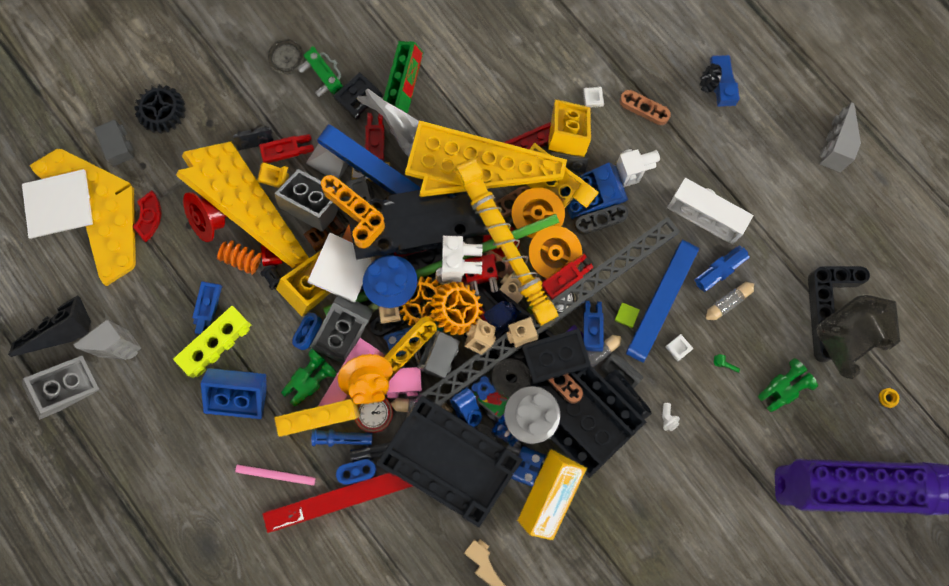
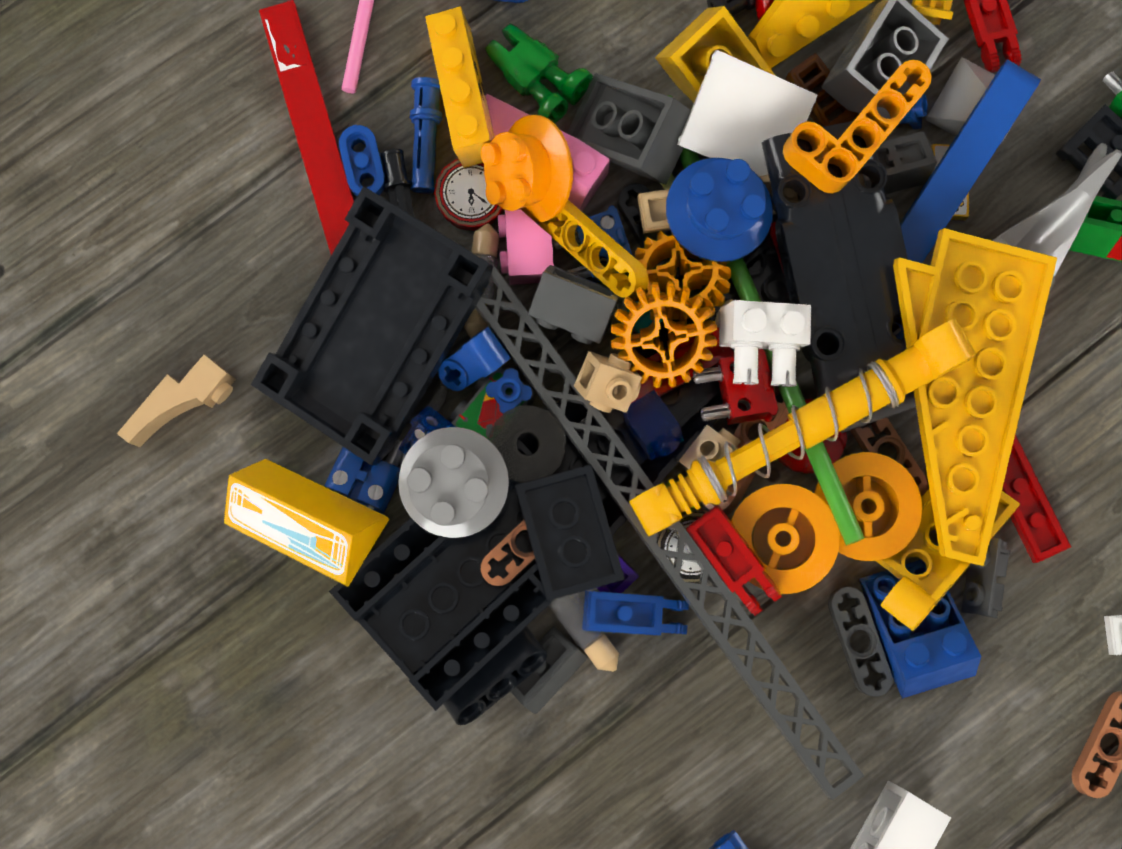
camera: 90 degrees right, 5 degrees up
(307, 331) = (626, 66): blue plate -> none
(375, 136) = (1016, 187): red hinge -> none
(522, 332) = (614, 463): tan brick -> none
(570, 128) = (1054, 579): yellow slope -> none
(627, 315) = (659, 686): lime tile -> none
(633, 165) = (978, 708): white brick -> none
(662, 301) = (690, 761): blue beam -> none
(670, 422) = (442, 762): white plate -> none
(679, 347) = (593, 790): white tile -> none

